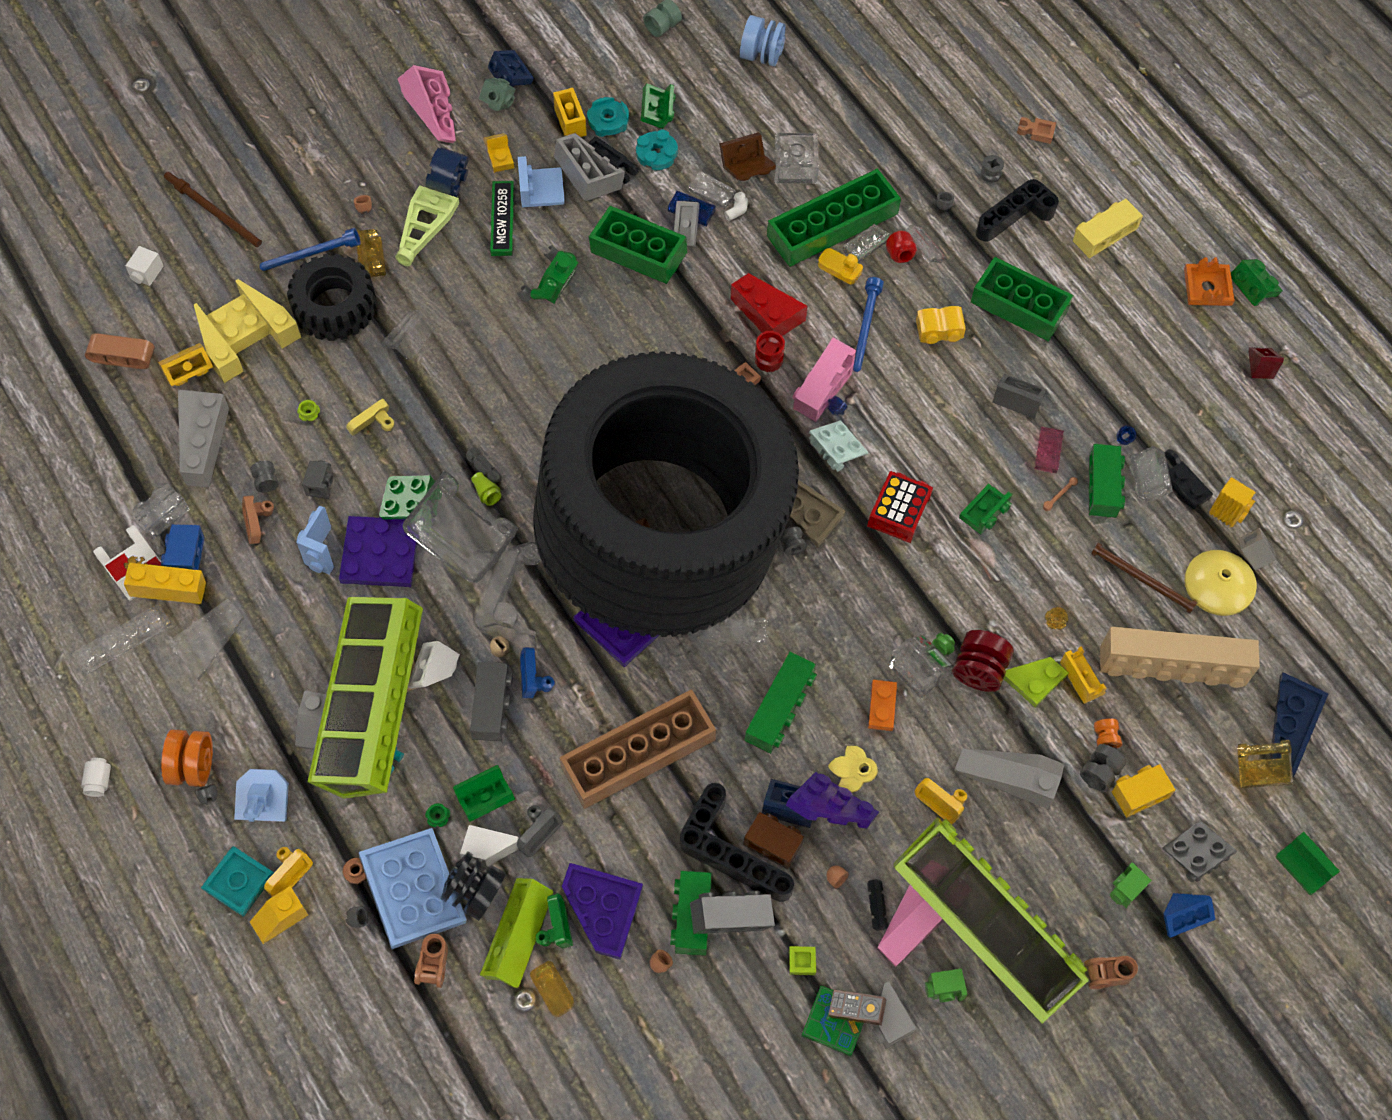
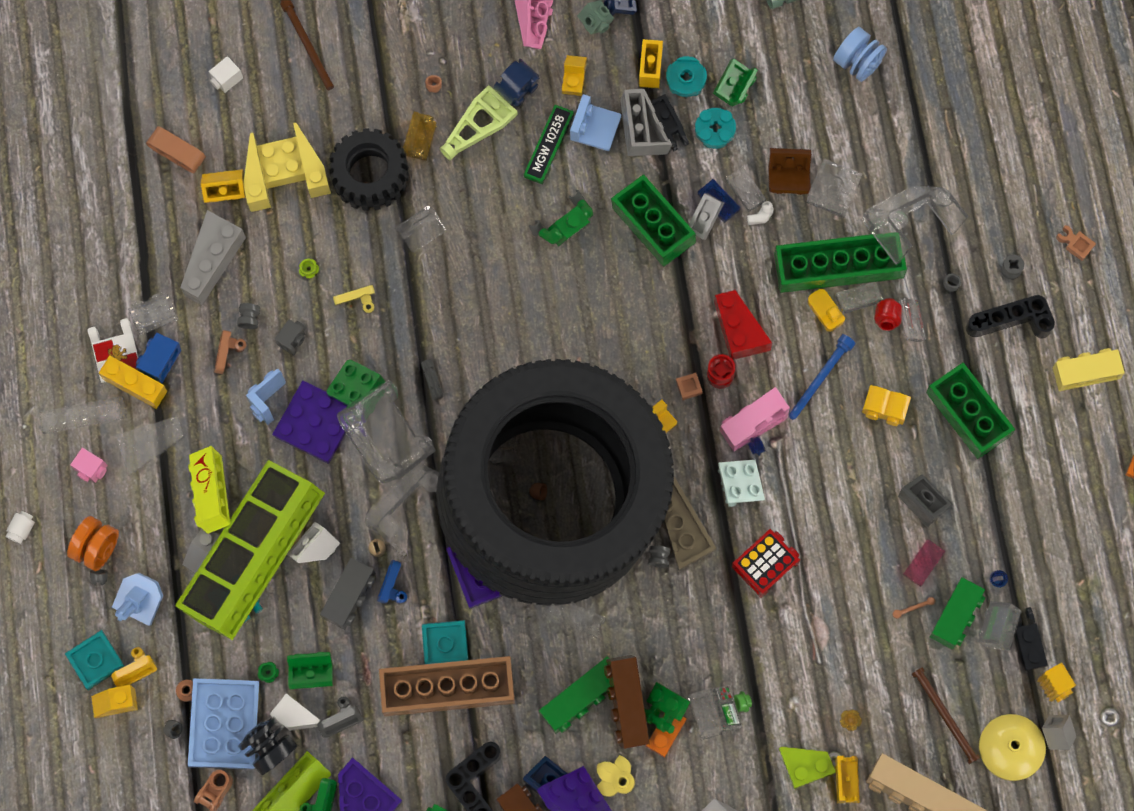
camera: 30 degrees right, 10 degrees up
(149, 685) = (89, 466): none -> bright pink brick
(295, 653) = (209, 490): none -> neon yellow brick
(349, 238) = (405, 120): blue piece -> none
(487, 491) = (424, 403): lime cone -> none
(613, 707) = (444, 642): none -> teal plate
(832, 686) = (627, 701): none -> reddish brown brick
(865, 158) = (889, 218): none -> clear windscreen
(870, 671) = (670, 703): none -> green plate
(983, 660) = (762, 734): dark red wheel -> none
(985, 509) = (839, 595): green bracket -> none

